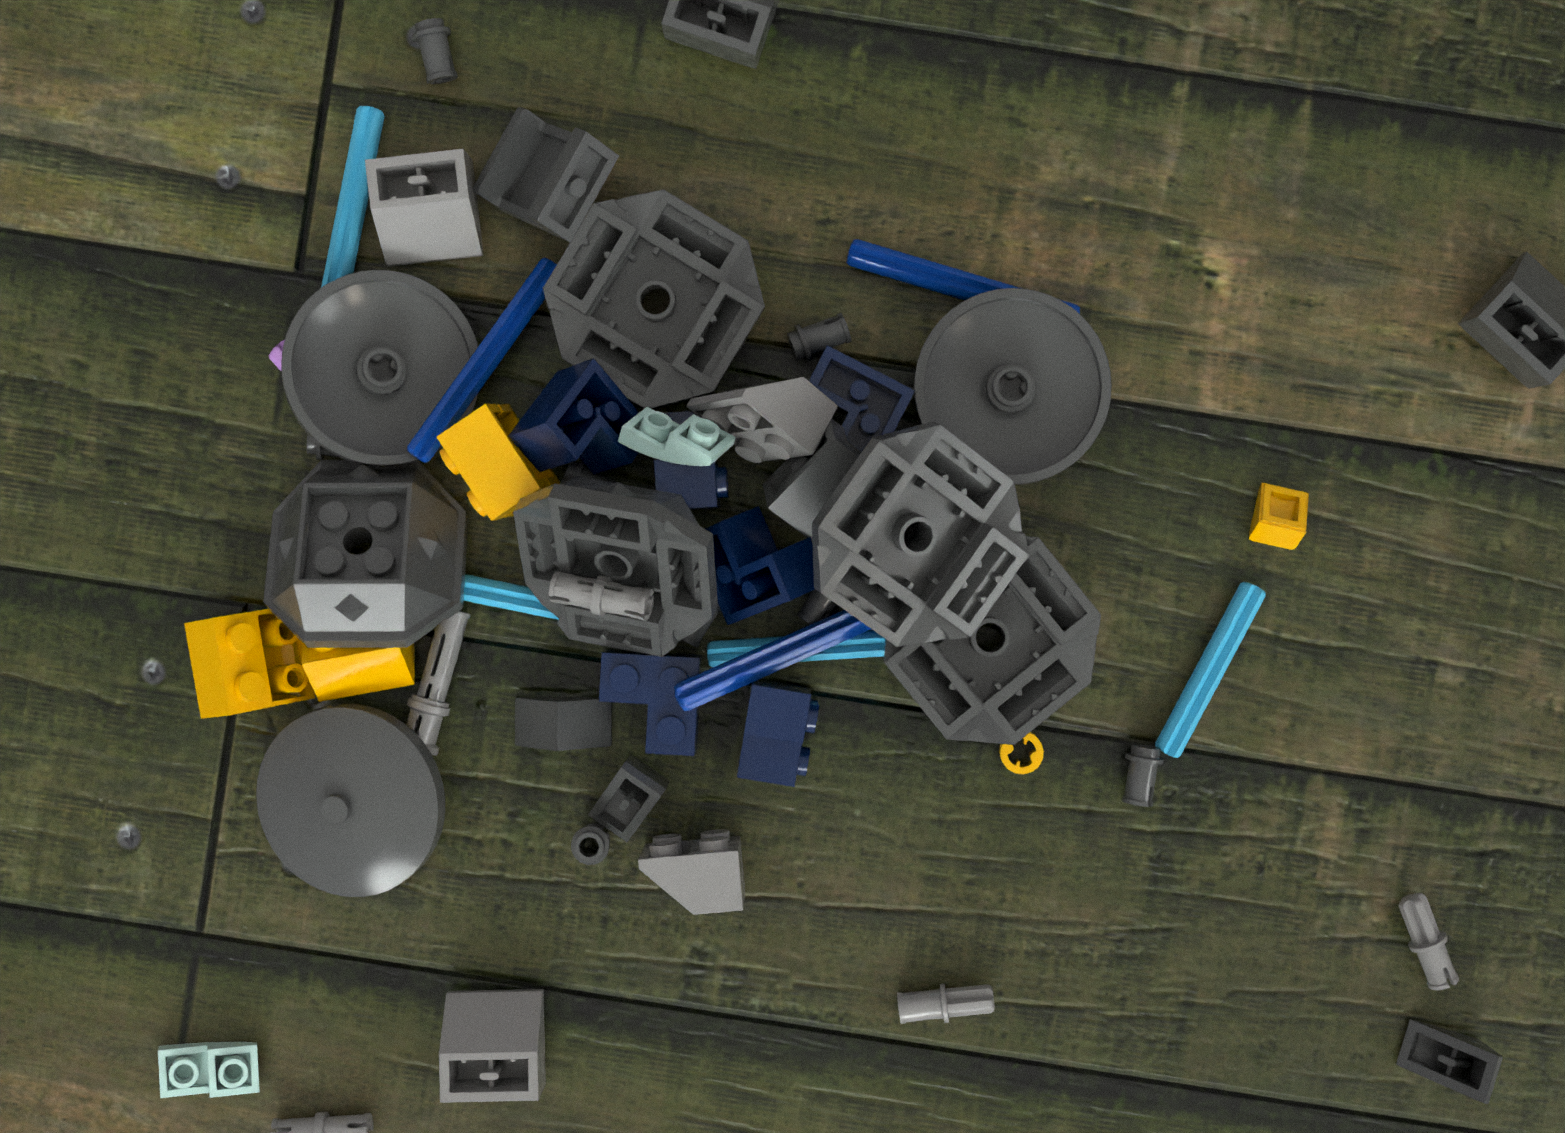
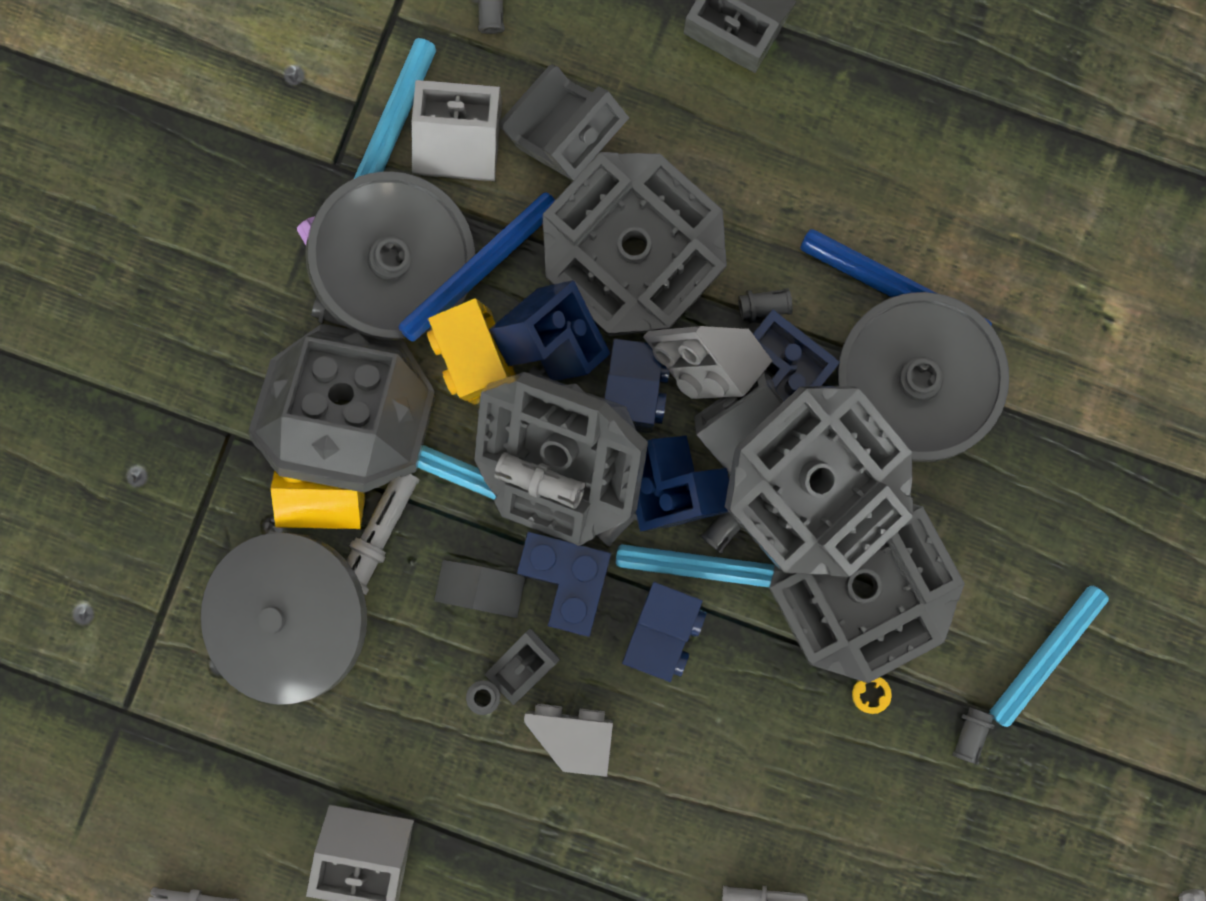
camera: 10 degrees right, 5 degrees down
(208, 1068) = (107, 831): light aqua slope -> none
(245, 663) = (220, 482): yellow slope -> none
(691, 443) = (643, 365): light aqua slope -> none
(767, 659) = (673, 565): blue axle -> none
(1279, 516) = (1131, 536): yellow slope -> none

